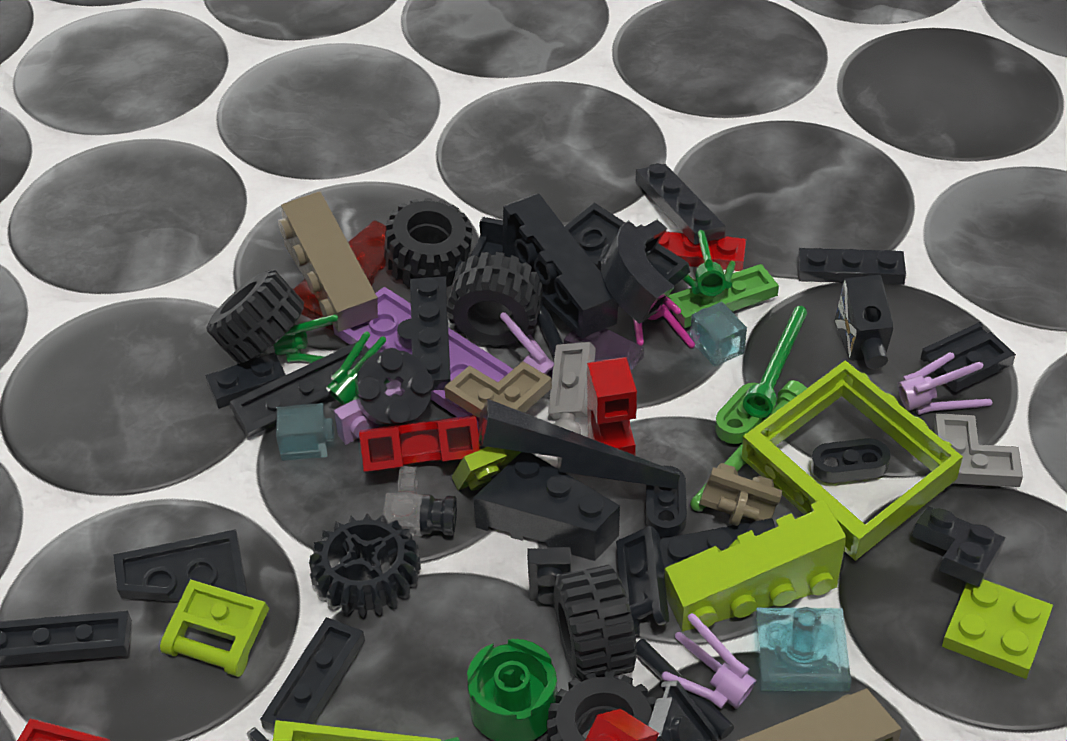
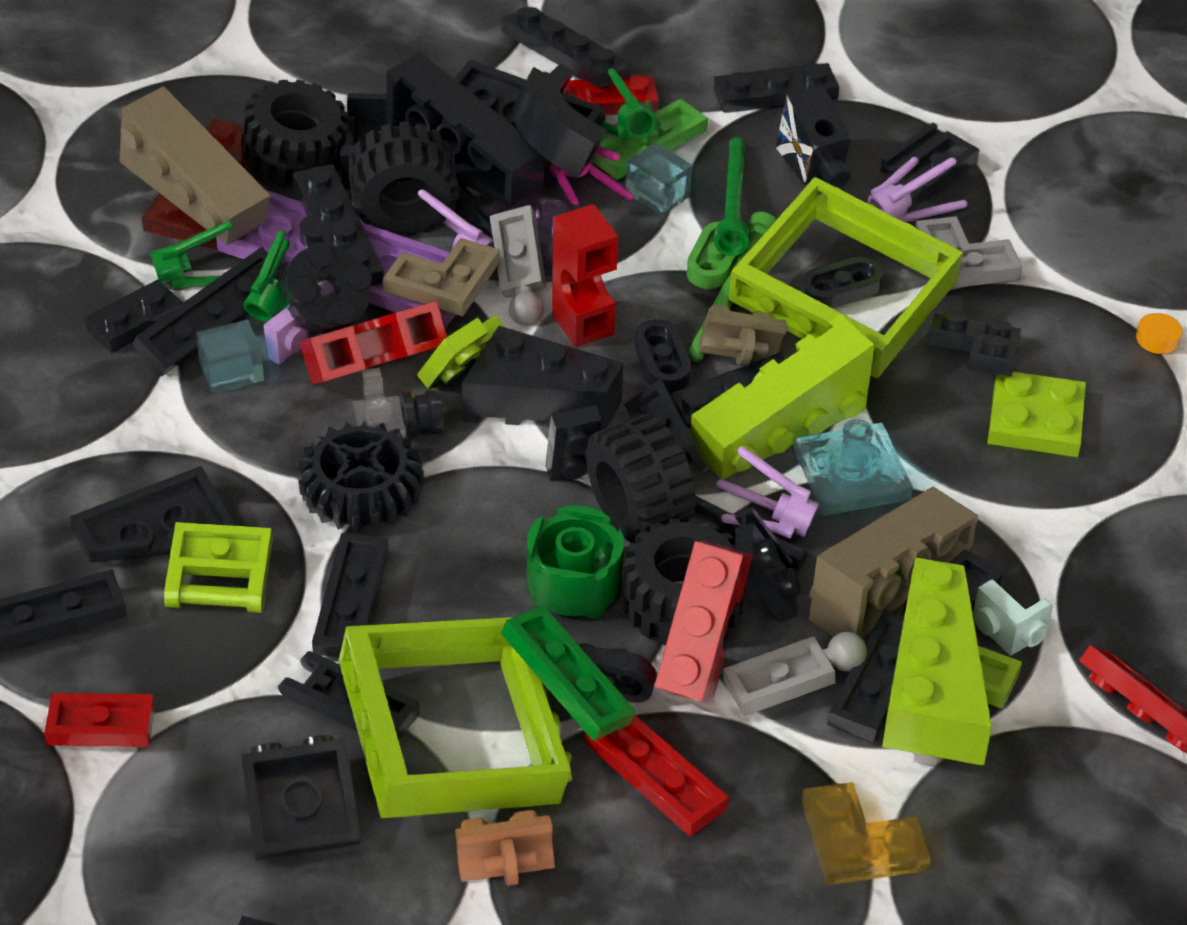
camera: 20 degrees left, 0 degrees up
(255, 316) = (129, 239): black tyre -> none
(576, 454) = (556, 317): black wedge -> none

